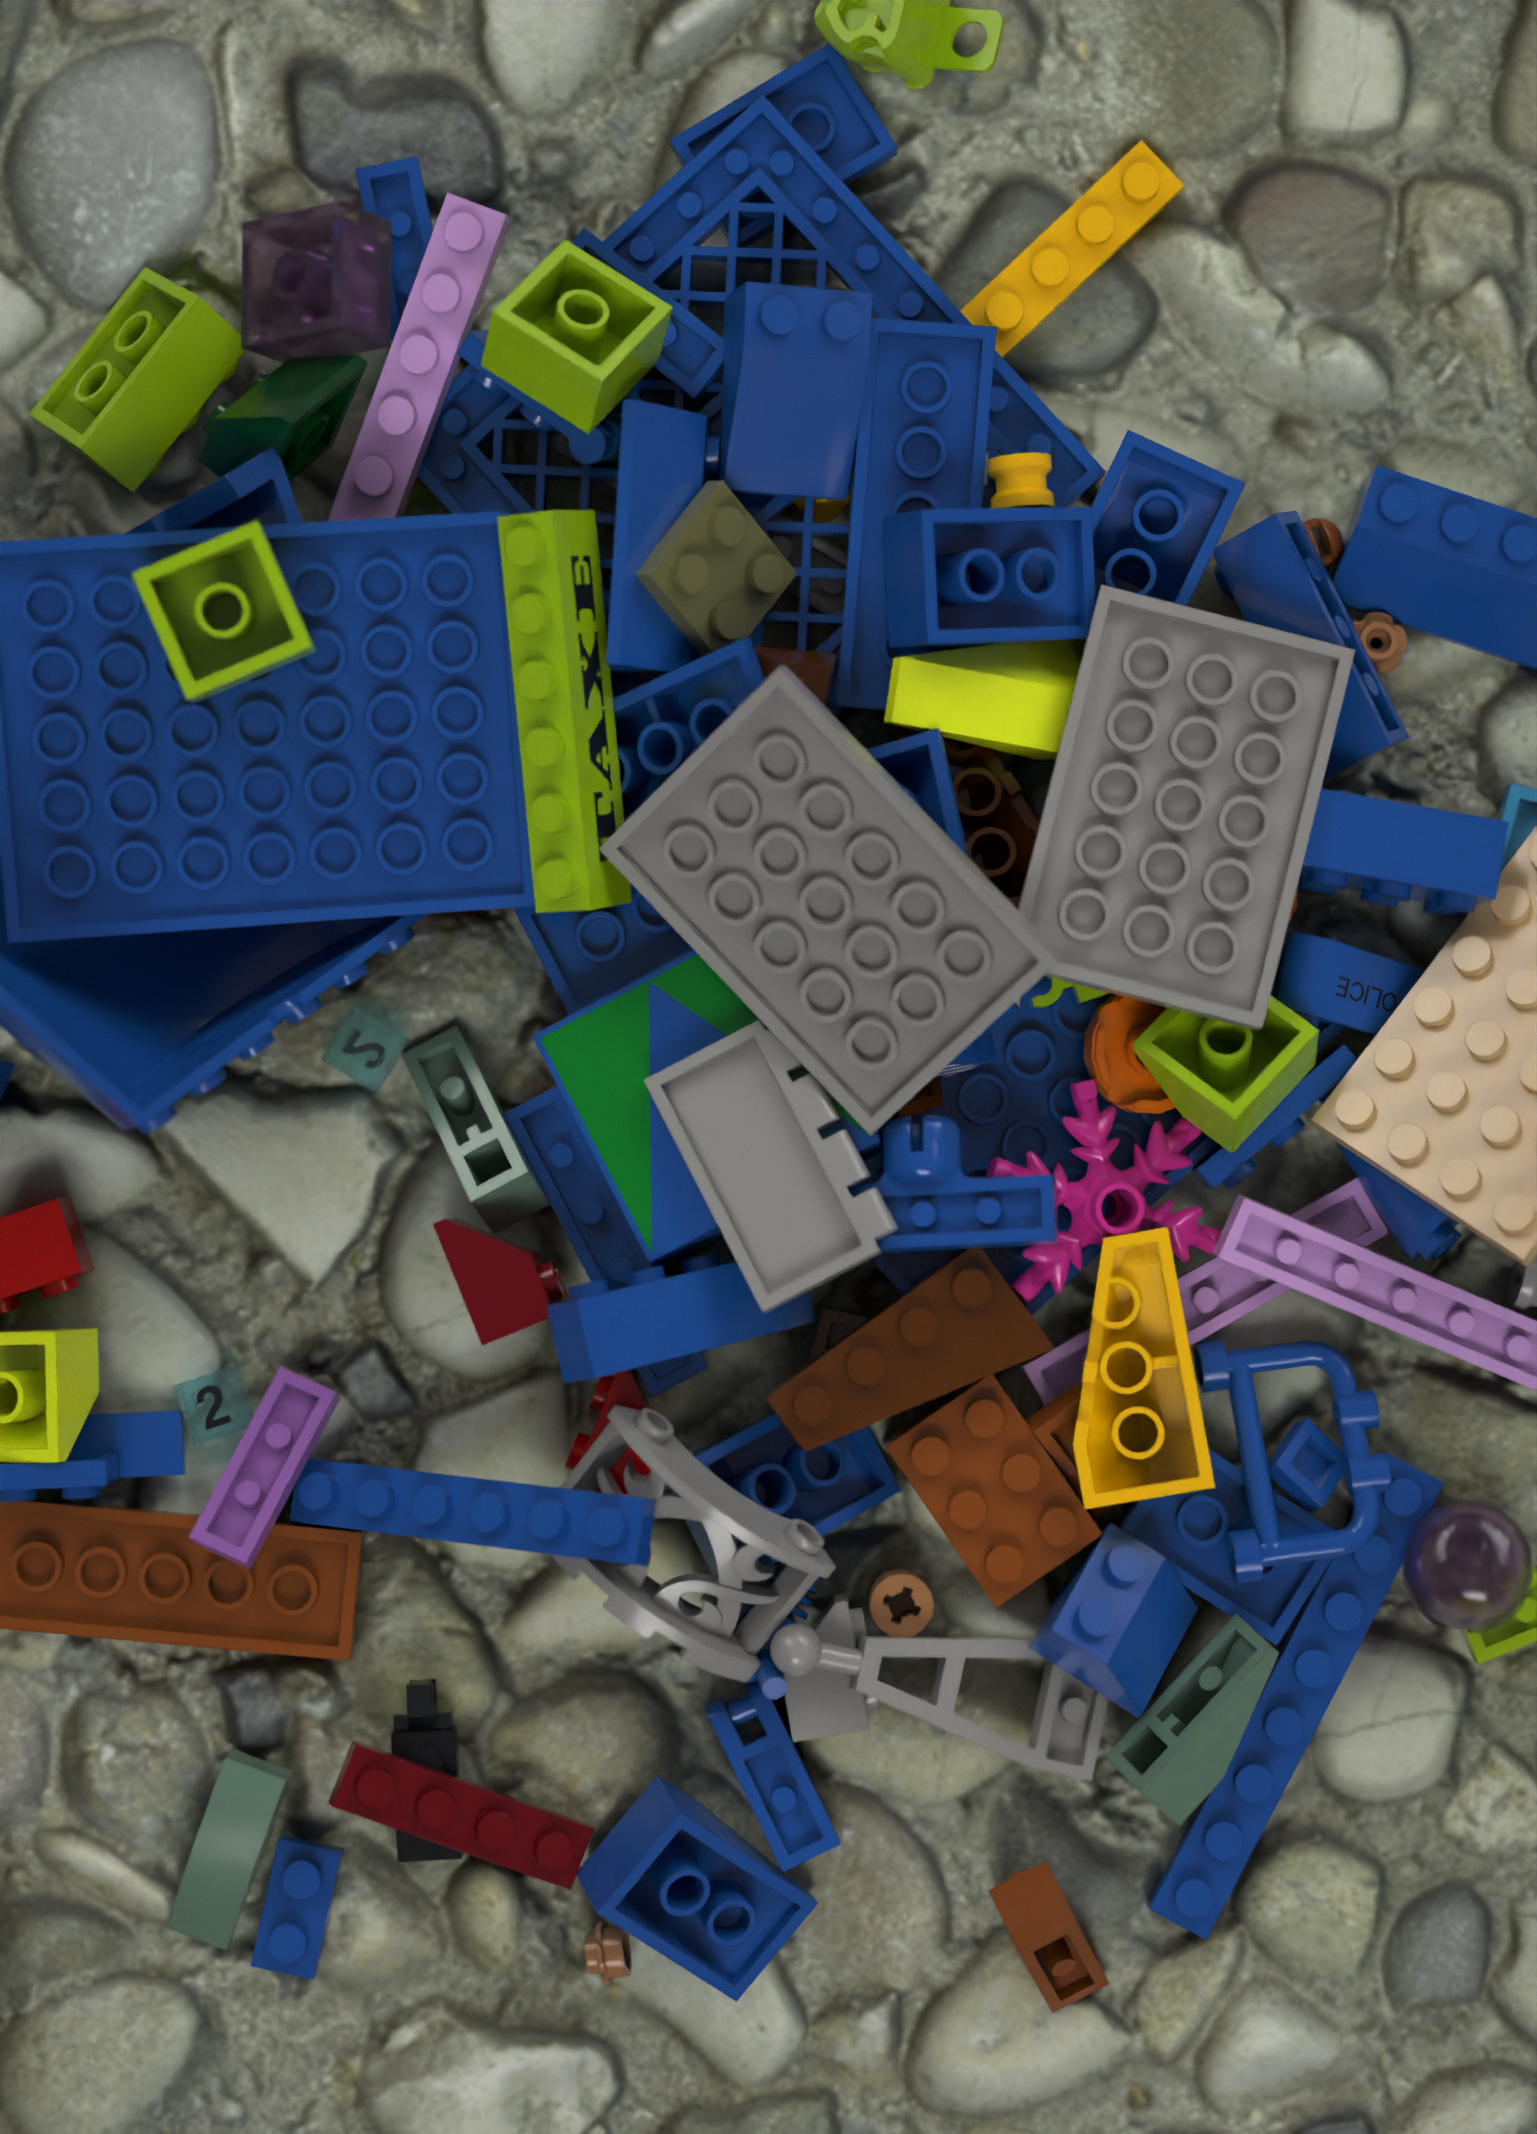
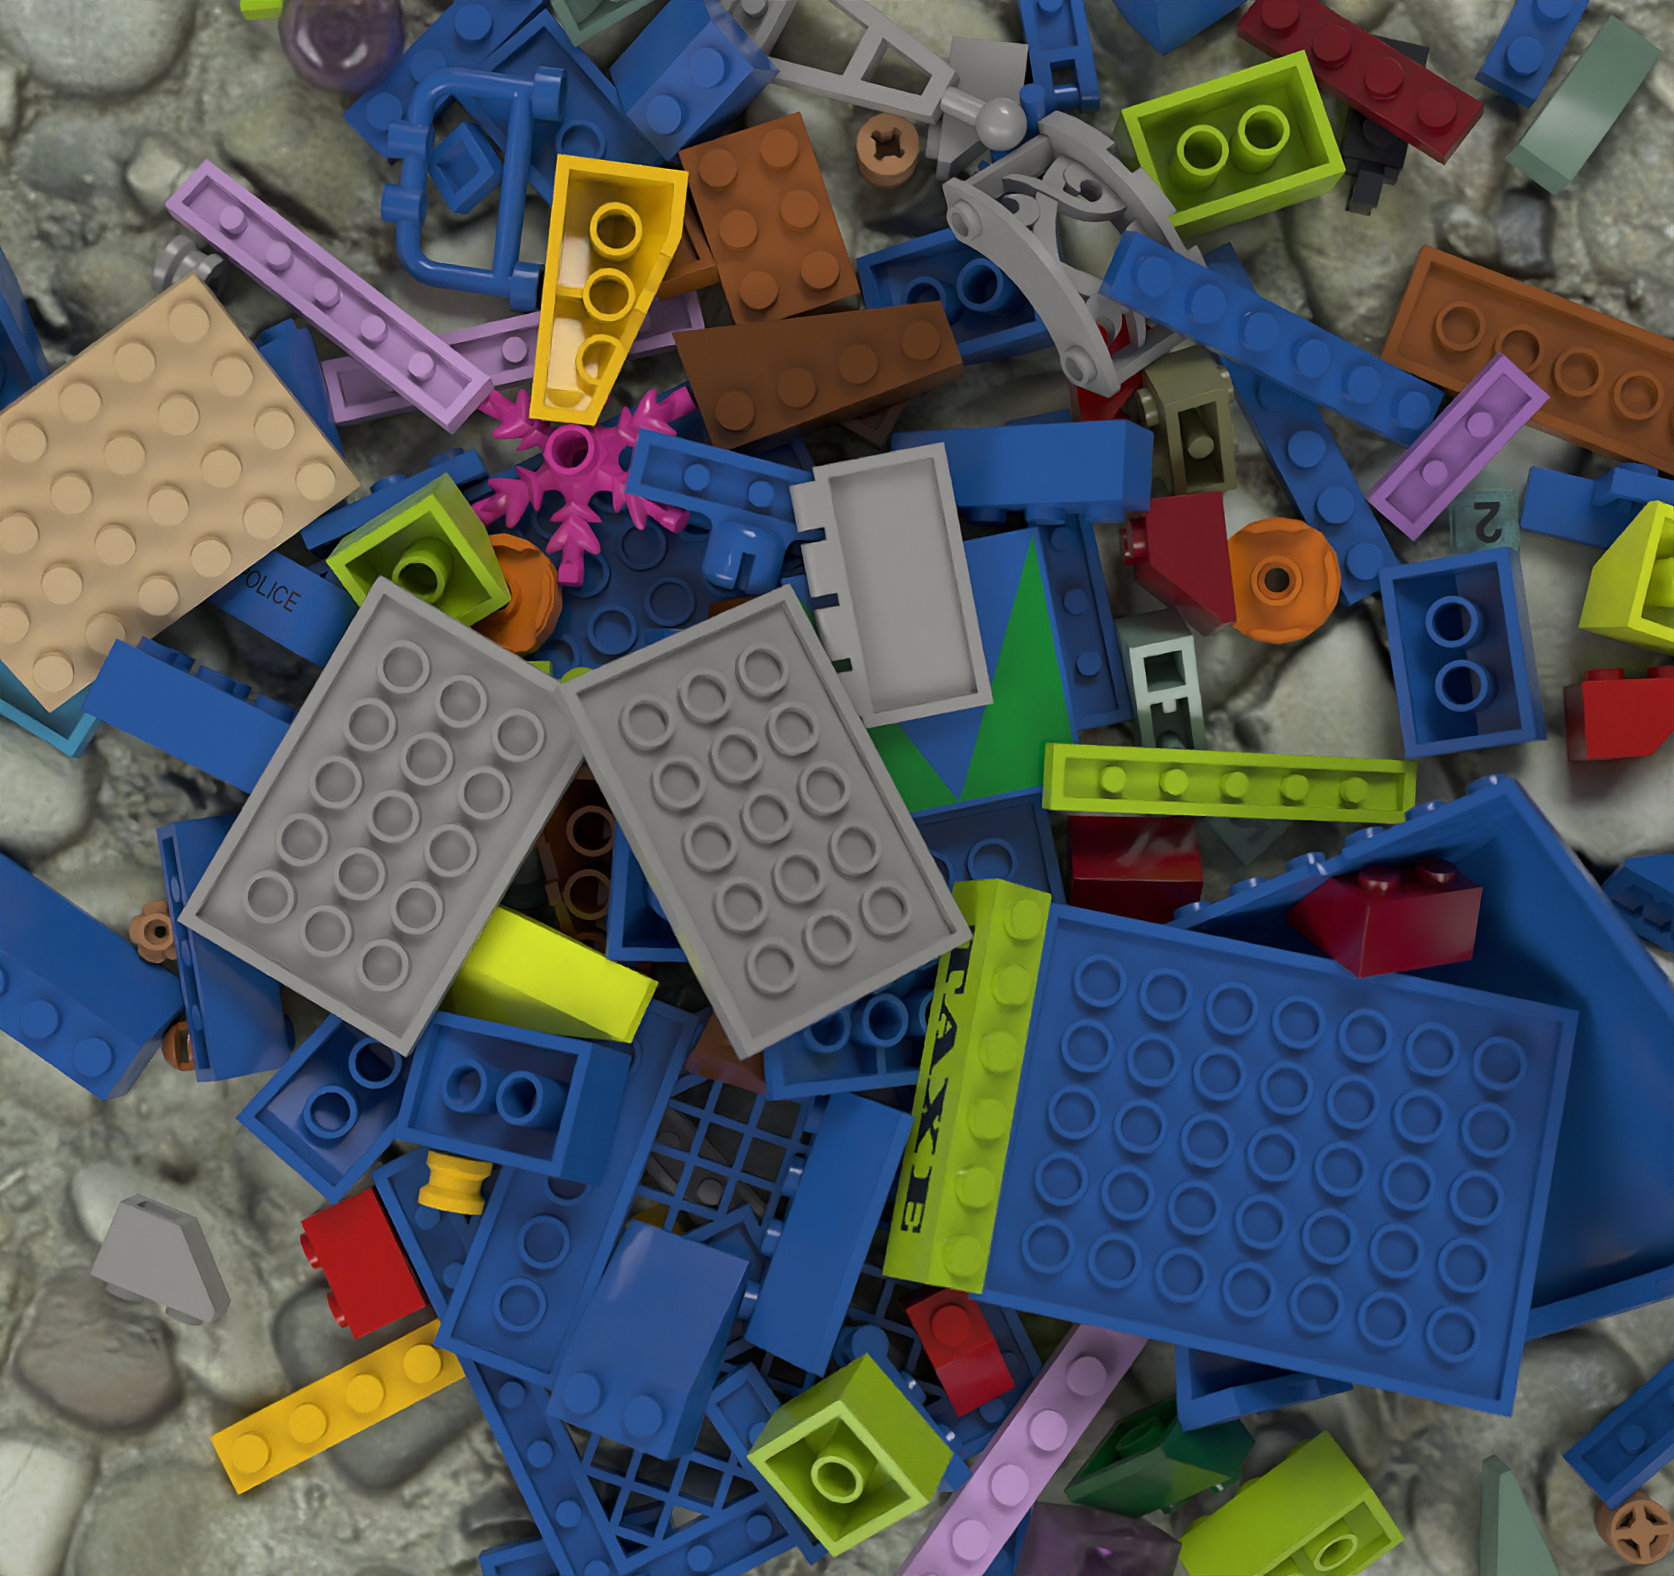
camera: 170 degrees left, 0 degrees up
(202, 1266) = (1462, 653): none -> blue slope
(206, 982) = (1392, 917): none -> dark red slope
(224, 612) = (1283, 1274): lime brick -> none
(392, 1257) = (1312, 574): none -> orange plate
(394, 1073) = (1227, 783): none -> lime plate
(406, 1419) = (1308, 462): none -> blue plate
(464, 970) = (1133, 866): none -> dark red slope
(503, 466) = (958, 1345): none -> red slope
(528, 1408) = (1189, 413): none -> olive brick
(565, 1699) = (1234, 145): none -> lime brick
(715, 570) = (780, 1180): olive plate -> none
(1087, 387) = (363, 1263): none -> red brick
(1278, 337) = (161, 1257): none -> light grey slope

